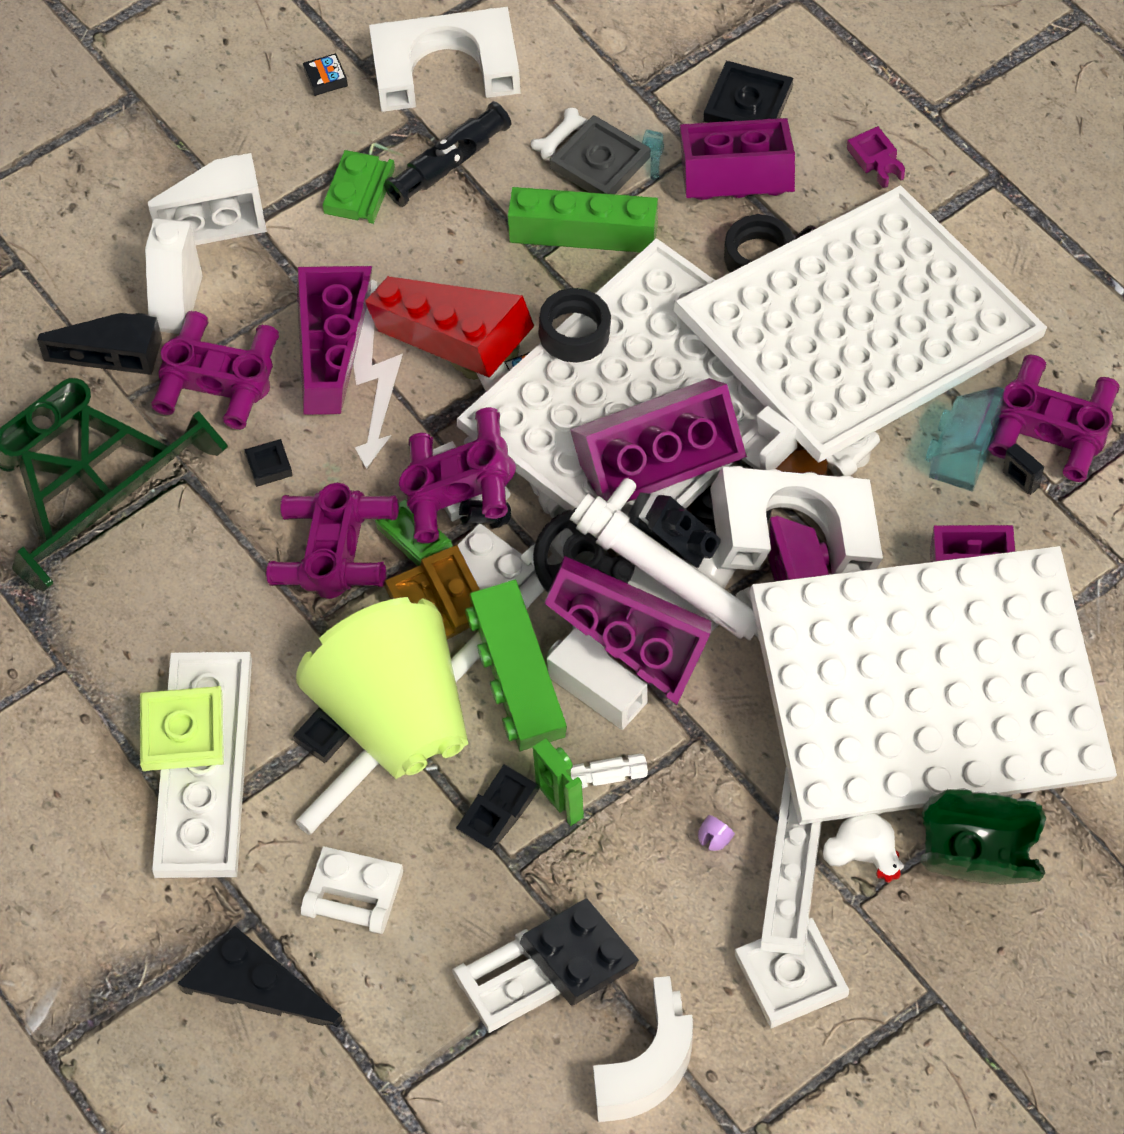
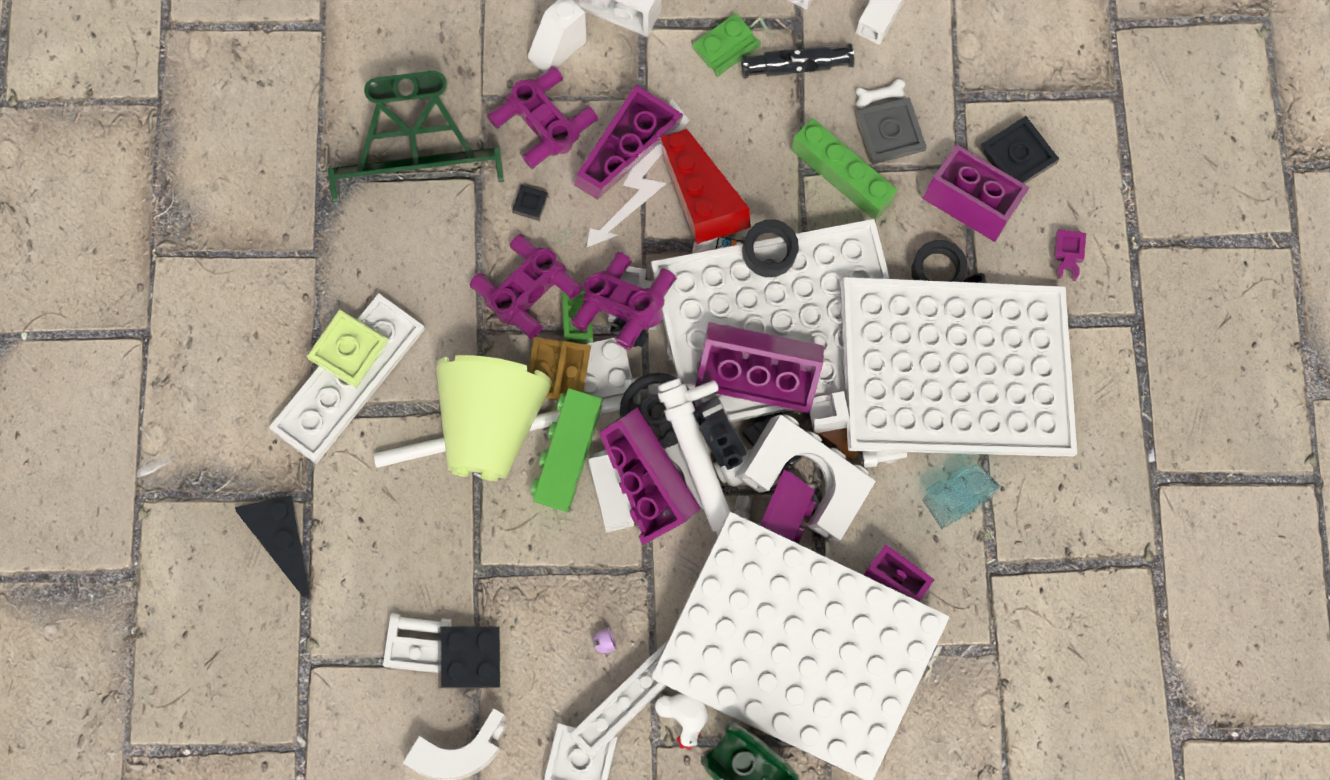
camera: 30 degrees right, 15 degrees up
(110, 342) = (496, 54): black slope -> none
(321, 736) = (427, 408): black tile -> none
(353, 878) = (382, 516): white plate -> none
(499, 808) = (494, 530): black slope -> none
(555, 781) = (535, 542): bright green plate -> none
(611, 770) = (574, 554): white axle -> none
(654, 141) = (935, 143): clear light blue hand -> none
(1023, 469) = (980, 540): black tile -> none
(1055, 417) = (1030, 520): magenta piece -> none

